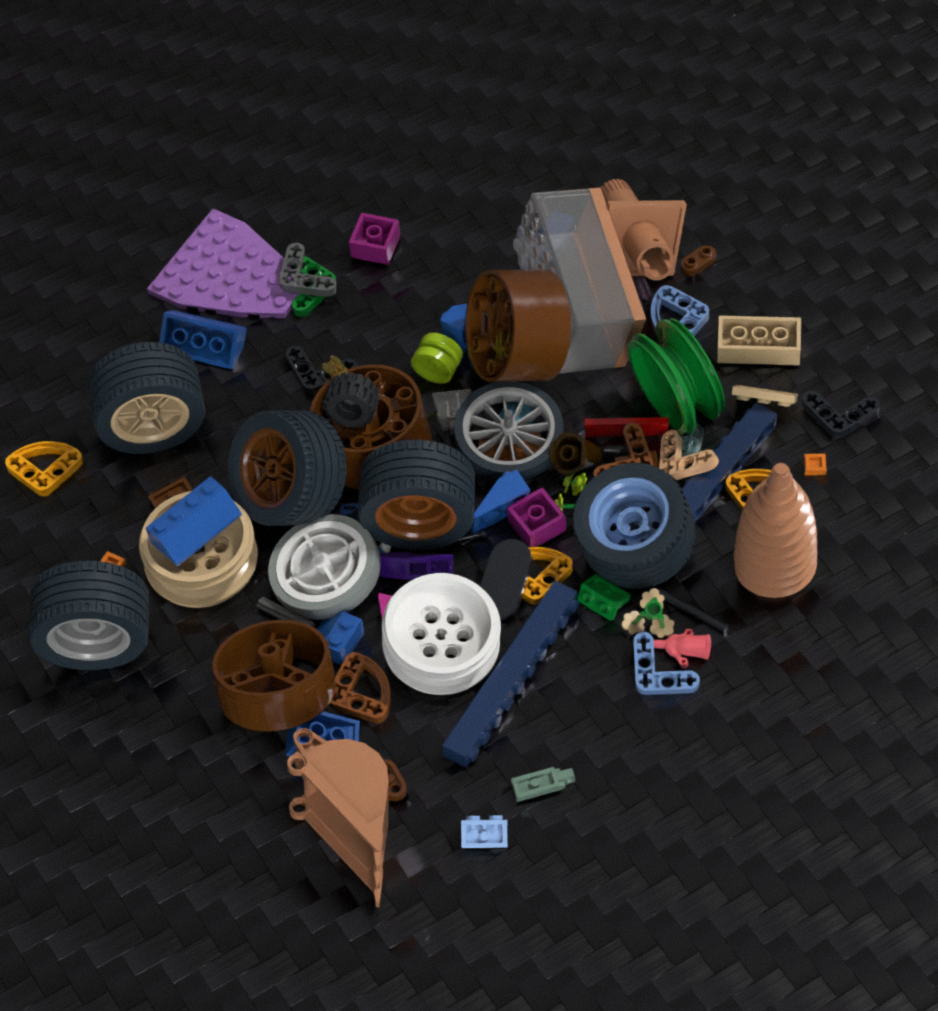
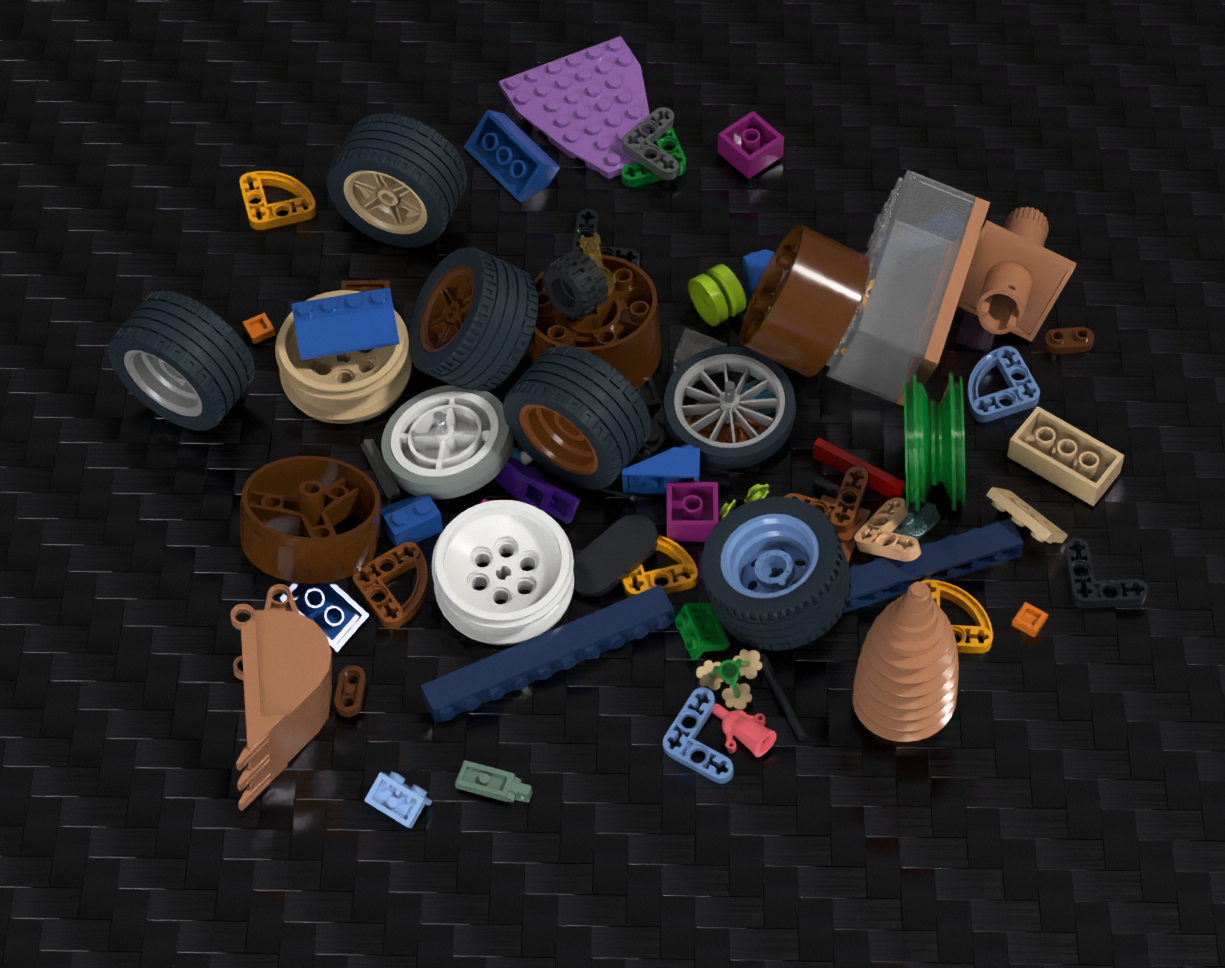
camera: 30 degrees right, 0 degrees up
(574, 453) = (777, 467): dark brown cone -> none

